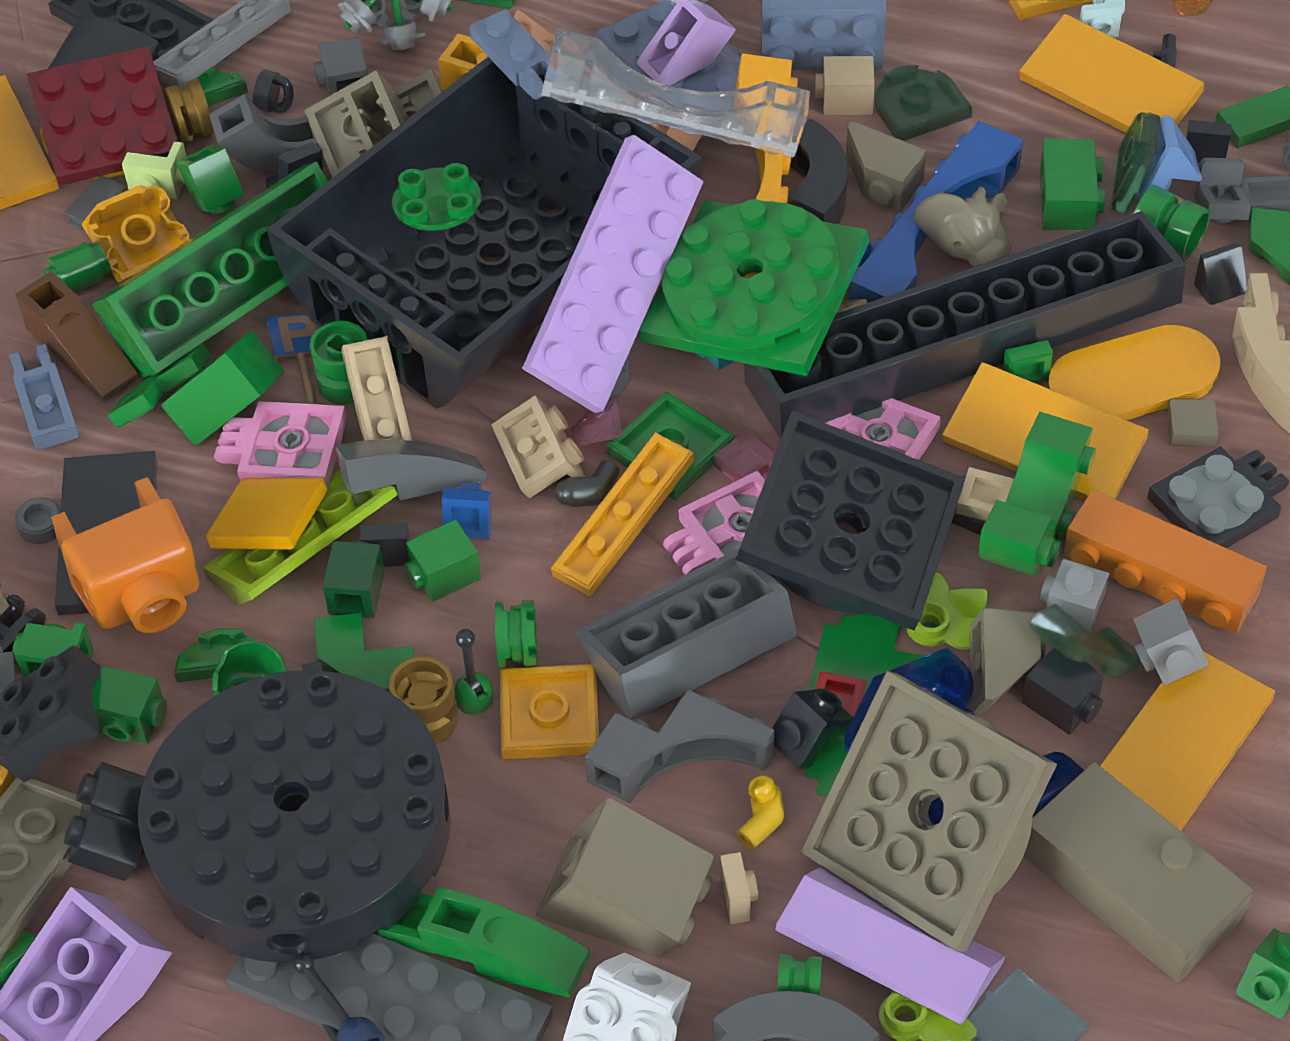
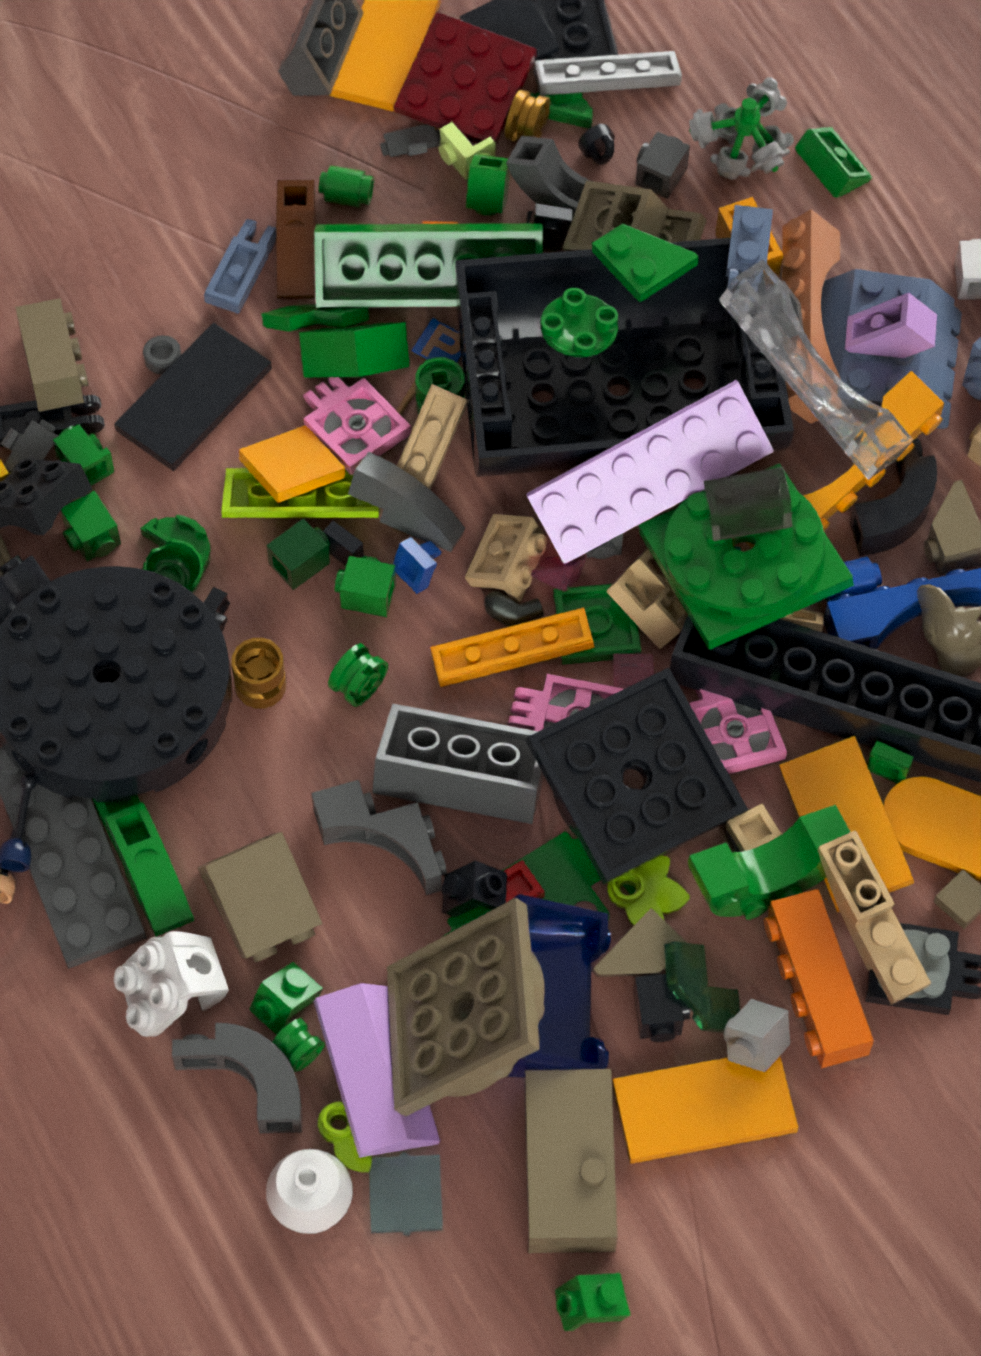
camera: 40 degrees right, 10 degrees up
(132, 564) = (170, 435): orange piece -> none
(135, 229) = (408, 188): light orange slope -> none
(342, 650) = (252, 598): green tile -> none
(433, 118) = (642, 260): none -> green wing
(472, 682) = (301, 683): hinge -> none
(548, 711) = (333, 742): light orange tile -> none
(700, 390) = (649, 600): none -> tan slope
(732, 228) = (748, 503): none -> clear smoke brick
(738, 887) = (322, 955): tan plate -> none
(741, 954) = (284, 996): none -> green bracket
(766, 810) = (394, 924): yellow arm -> none
(1077, 591) = (732, 953): light grey brick -> none
(1149, 474) = (870, 917): none -> tan slope

